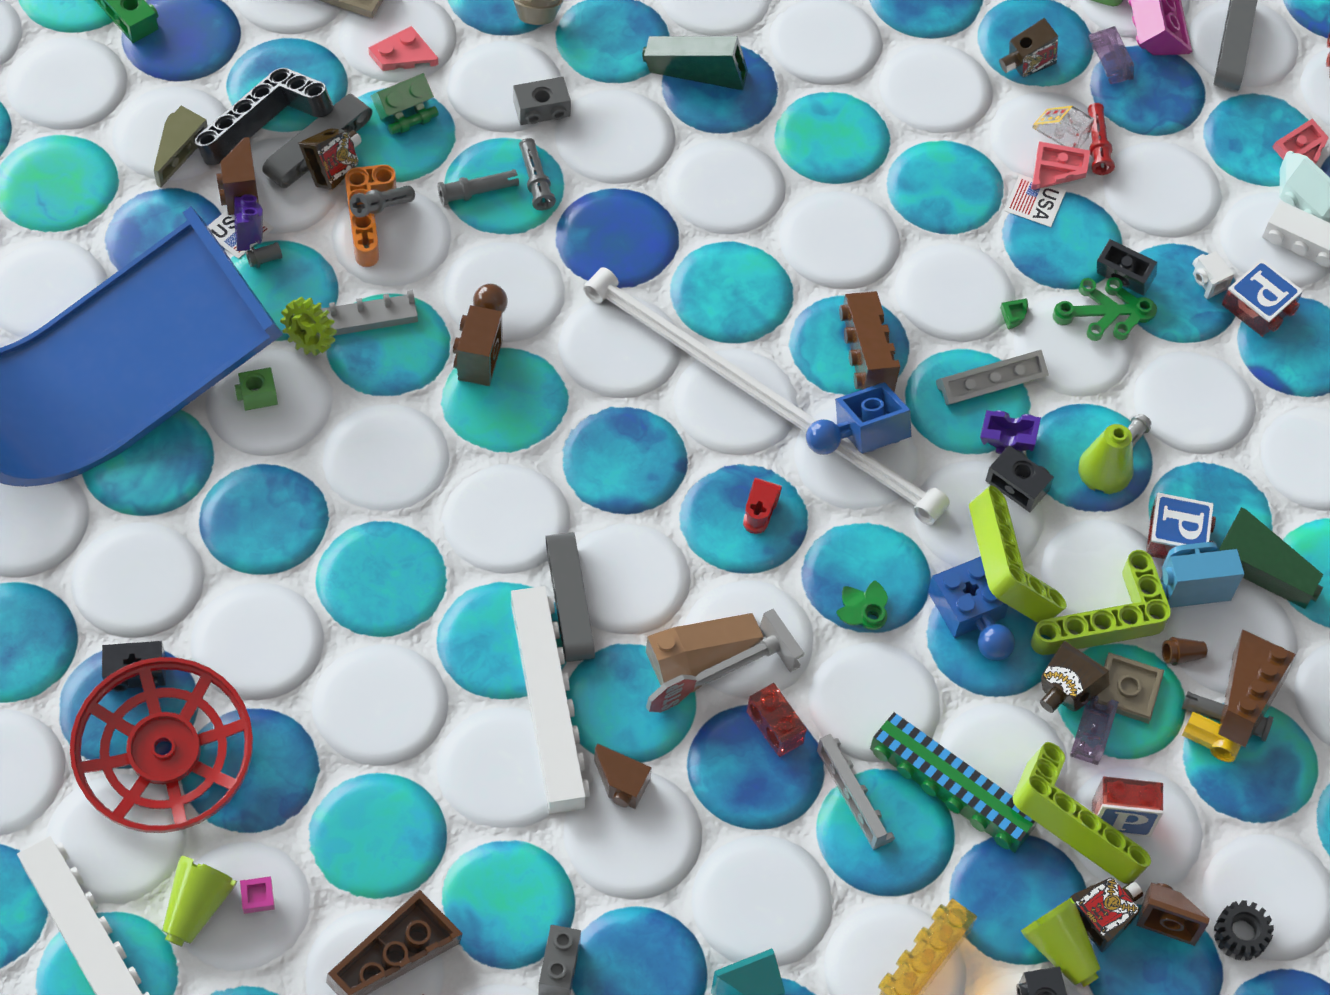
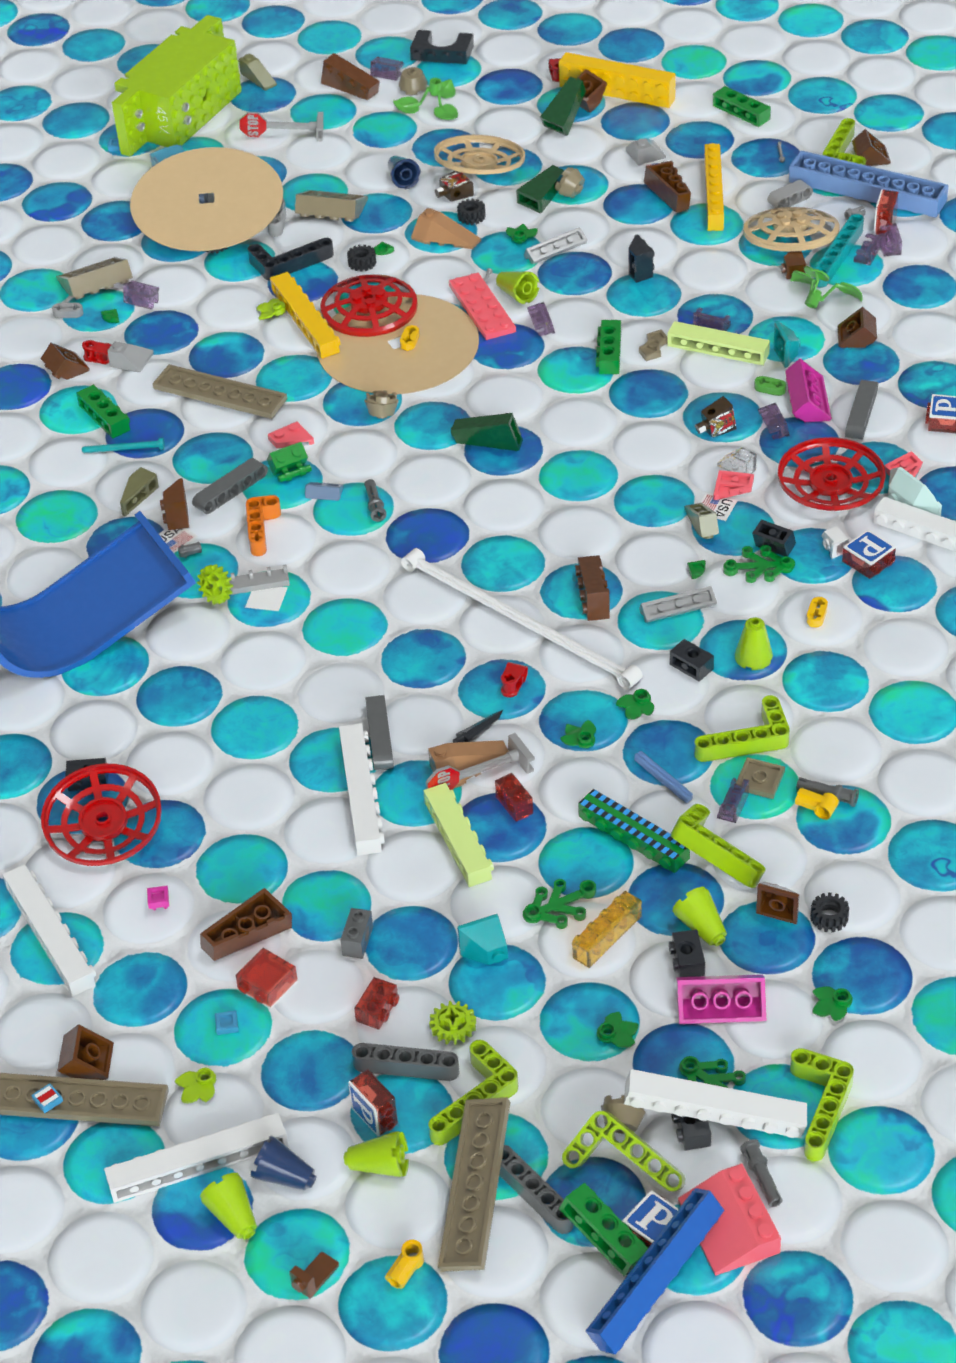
camera: 10 degrees right, 15 degrees down
(157, 60) = (125, 446): none -> teal bar
(194, 899) = (117, 897): lime cone -> none
(247, 222) = (179, 528): dark purple cylinder -> none
(258, 107) = (194, 466): black beam -> none
(260, 398) = (179, 622): bright green brick -> none
(330, 156) = (236, 491): torso -> none
(376, 201) = (270, 513): dark grey pin -> none
(385, 345) = (267, 598): none -> white sticker
(458, 152) = (323, 491): none -> sand blue slope
(466, 188) = (326, 509): dark grey pin -> none
(480, 336) = (329, 588): reddish brown brick -> none
(541, 101) = (381, 459): dark grey brick -> none
(621, 776) = (407, 830): reddish brown slope -> none
(697, 785) = (458, 834): none -> yellowish green brick
(709, 593) = (471, 732): none -> black bar
(850, 909) = (535, 912): none -> green plant
(853, 792) = (564, 839): light grey hinge -> none
(866, 418) = (585, 627): blue brick -> none
(940, 555) = (636, 704): none -> green plate
(969, 605) = (655, 729): blue brick -> none
(989, 683) = (663, 776): none -> medium blue axle
(1002, 431) = (680, 630): dark purple cylinder -> none
(1004, 563) = (674, 705): lime beam -> none
(1020, 226) = (703, 520): none -> slope
(1072, 679) = (718, 770): dark brown torso -> none
(1096, 111) = (762, 468): red pin -> none
(1107, 910) = (734, 901): torso -> none
(1129, 804) = (752, 836): piece -> none
(1139, 425) = (778, 629): light grey pin -> none
(1177, 523) = (801, 686): piece -> none
(1183, 650) = (798, 755): reddish brown cone -> none
(1197, 396) = (814, 611): none -> yellow beam
(1200, 574) = (811, 708): dark azure brick -> none
(1205, 148) = (822, 476): none -> red dish
(1253, 684) = (844, 769): reddish brown wedge -> none
(1272, 561) = (861, 702): dark green slope -> none

